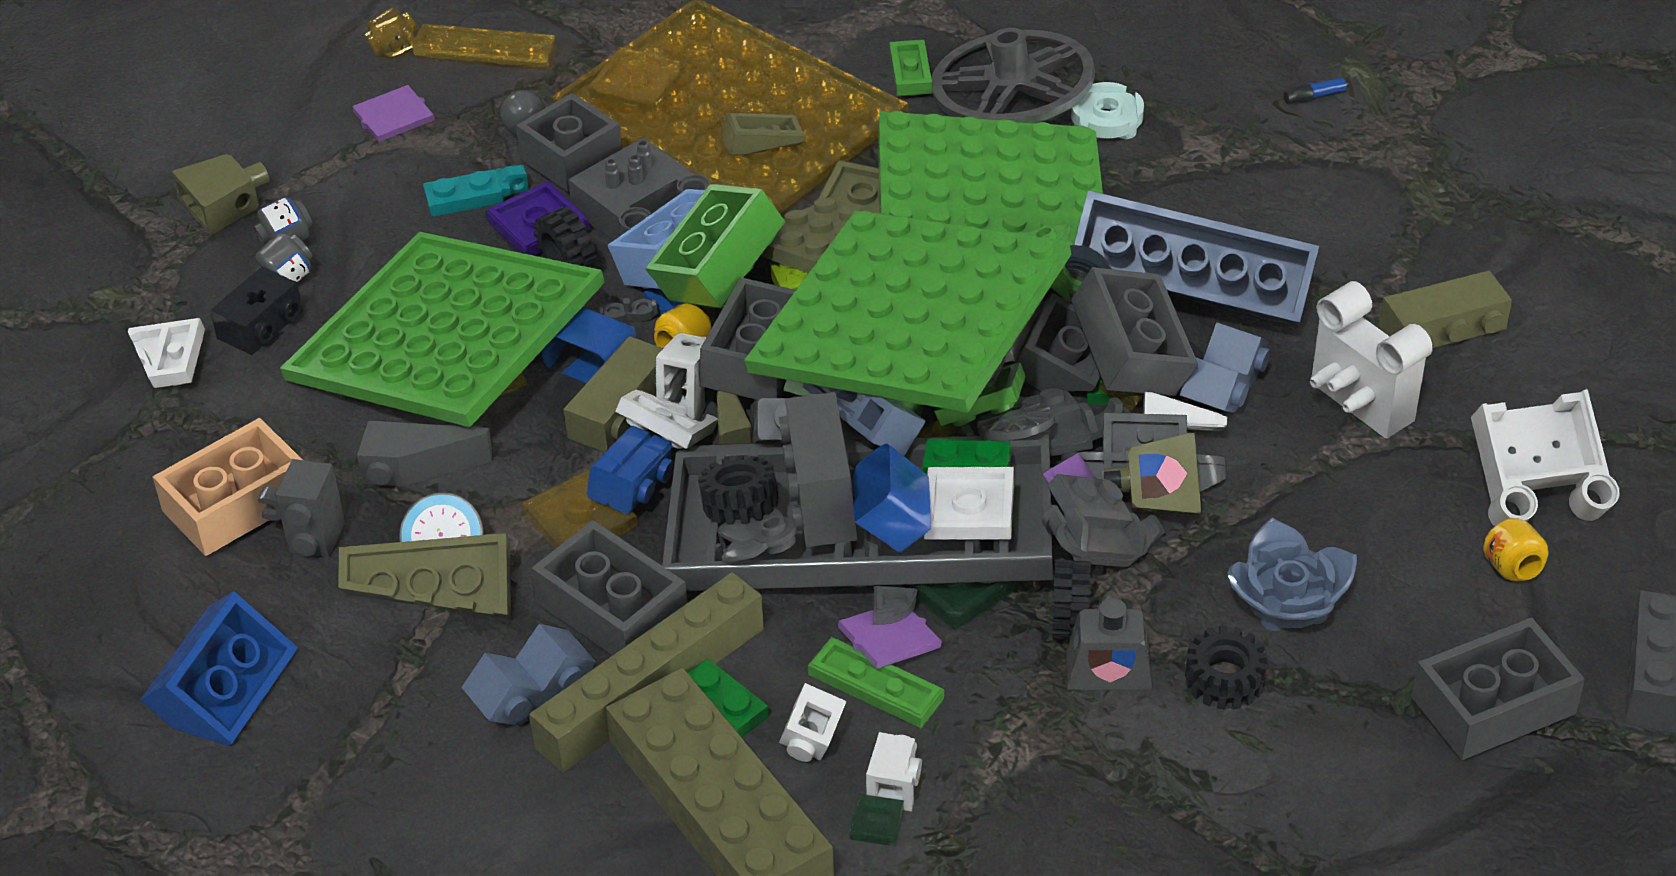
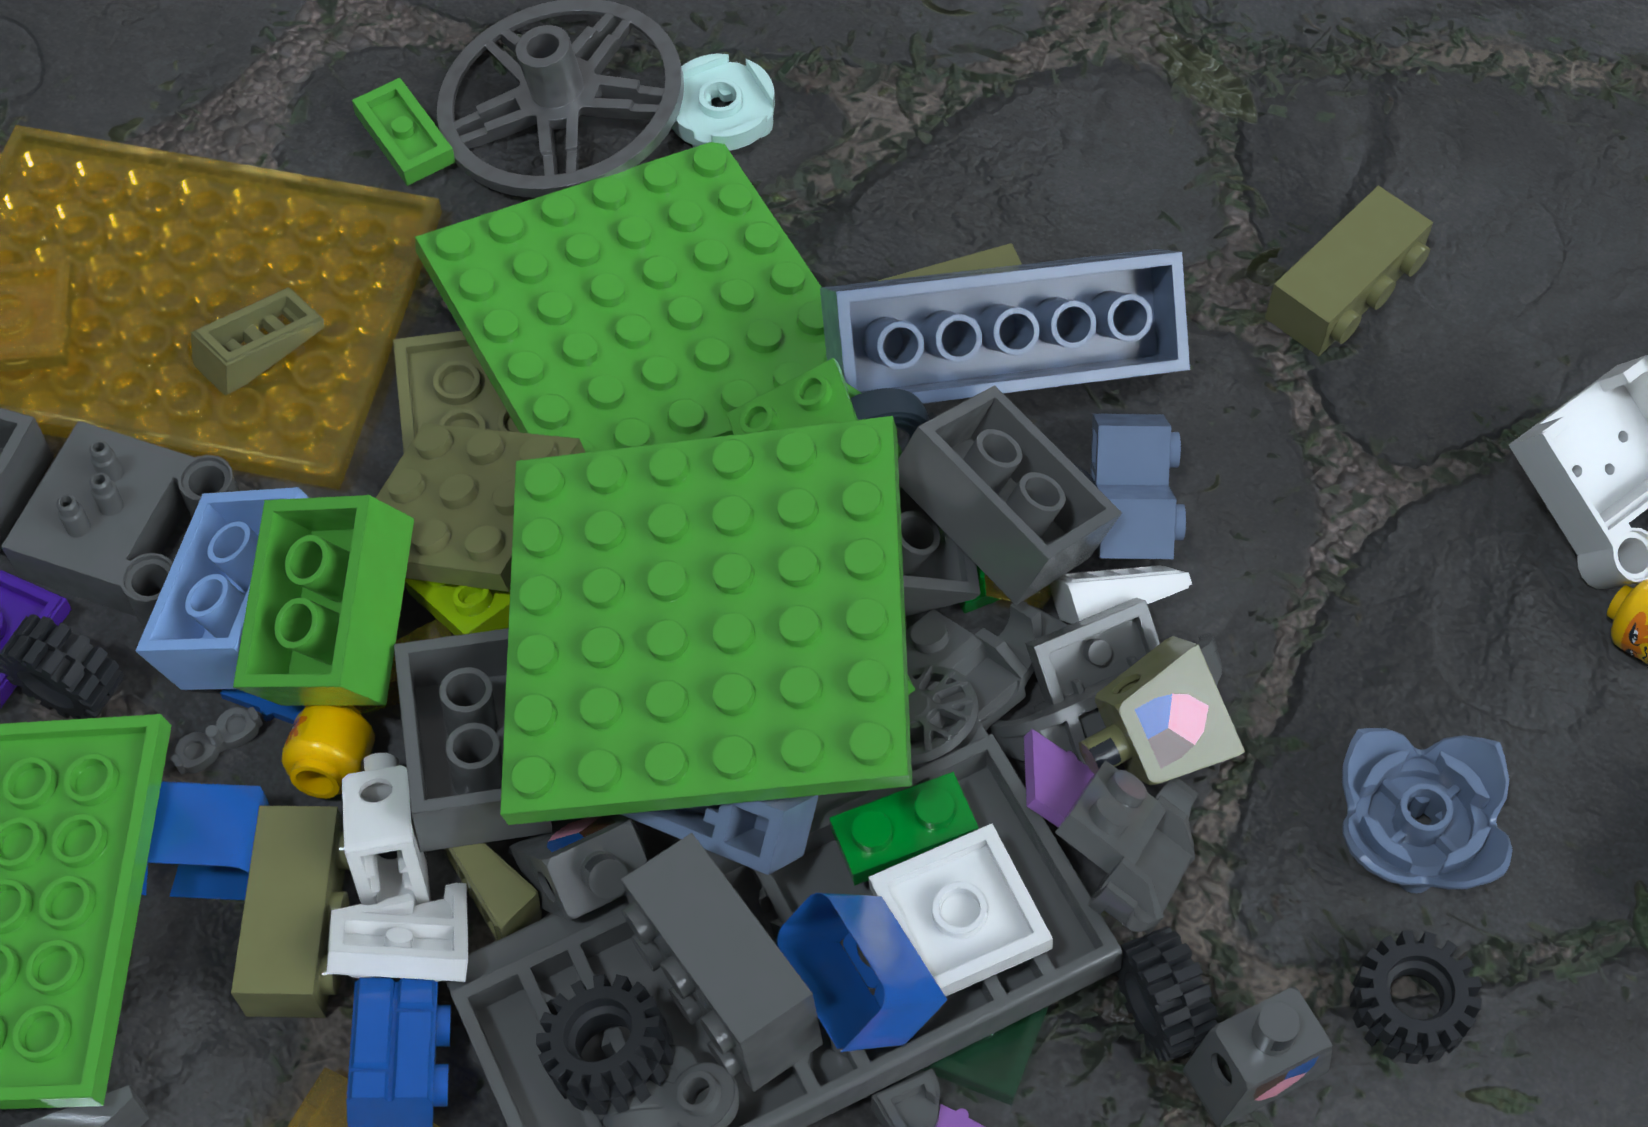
camera: 30 degrees left, 15 degrees up
(1364, 367) = (1326, 412): white piece -> none

